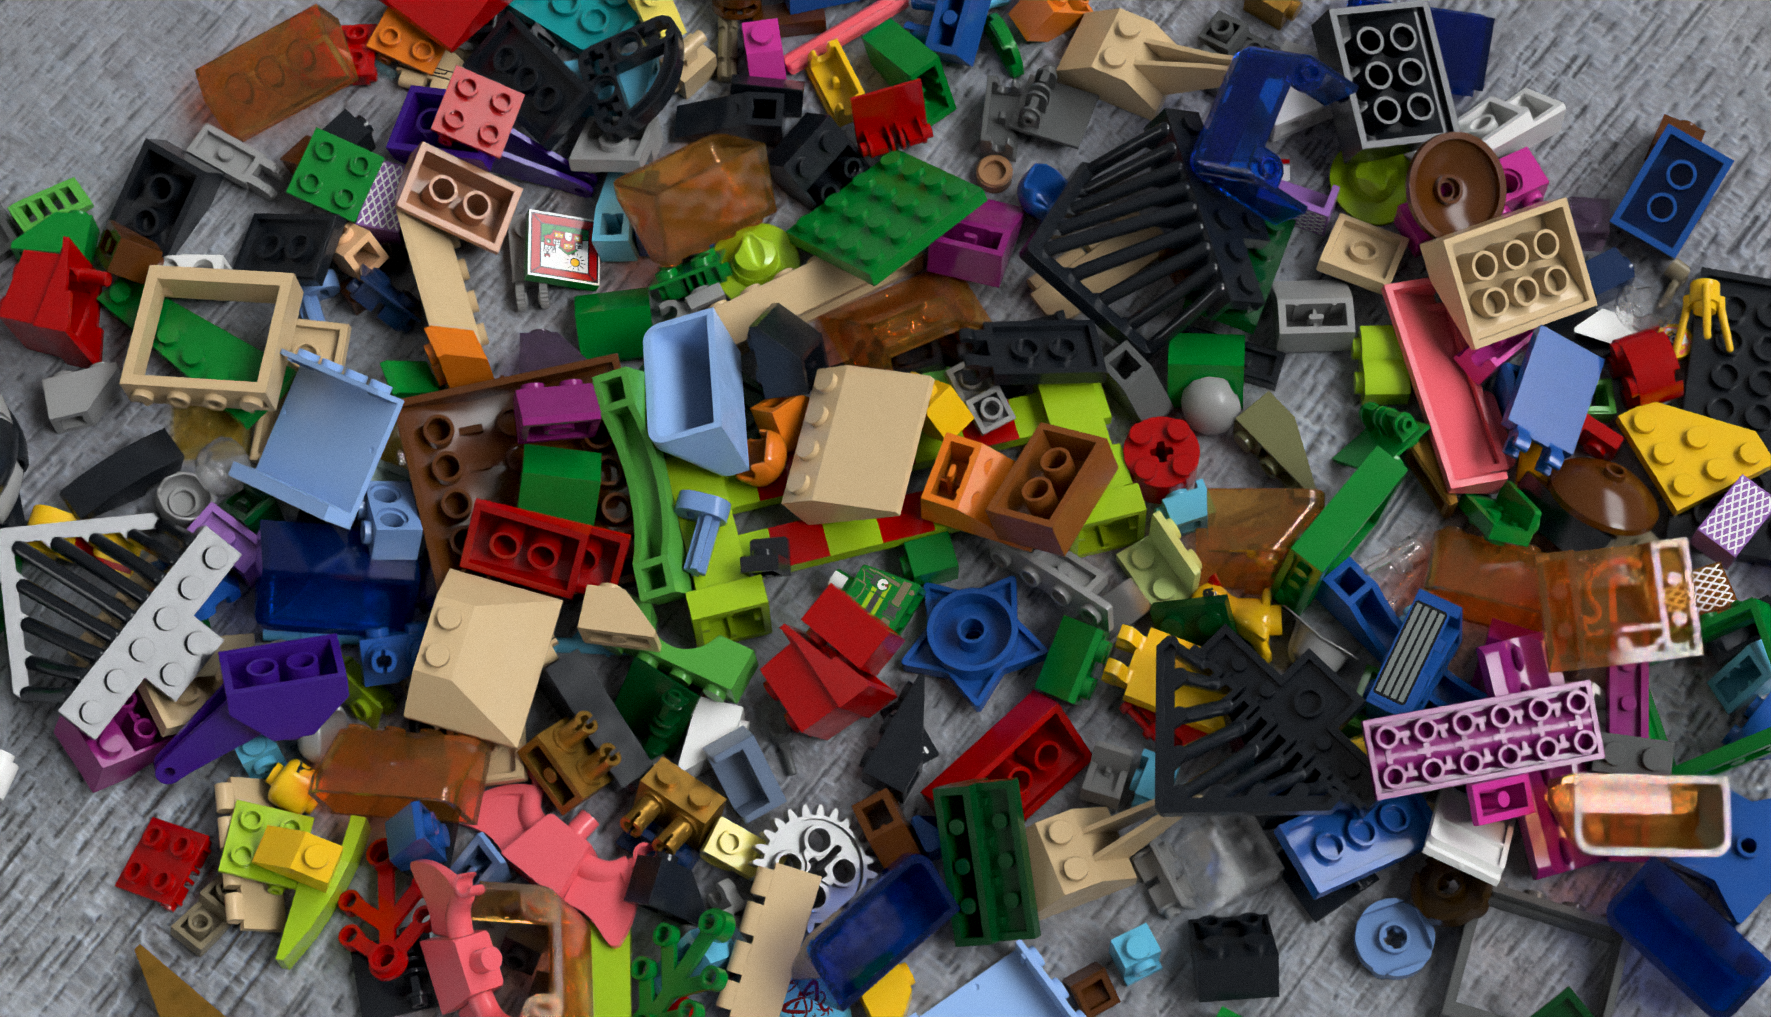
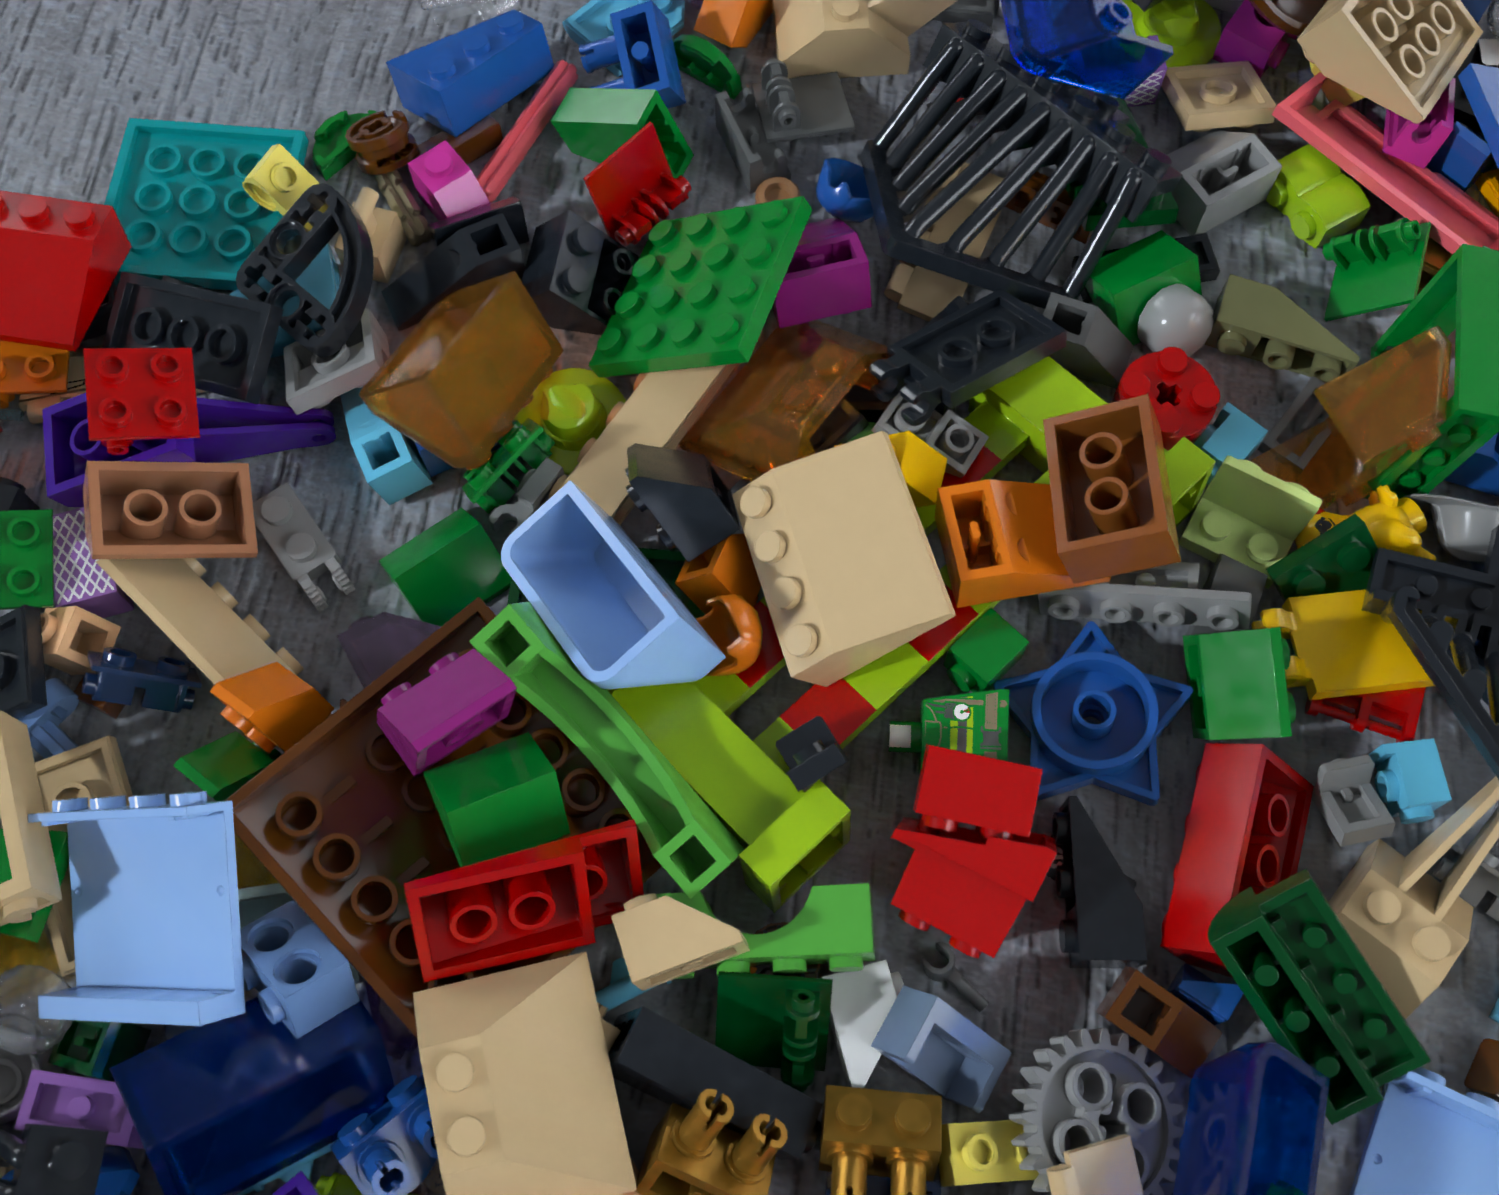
camera: 30 degrees left, 0 degrees up
(398, 257) = (133, 624): black hinge -> none
(560, 251) = (333, 515): tile -> none
(709, 514) = (710, 737): medium blue piece -> none
(834, 82) = (546, 181): yellow hinge -> none

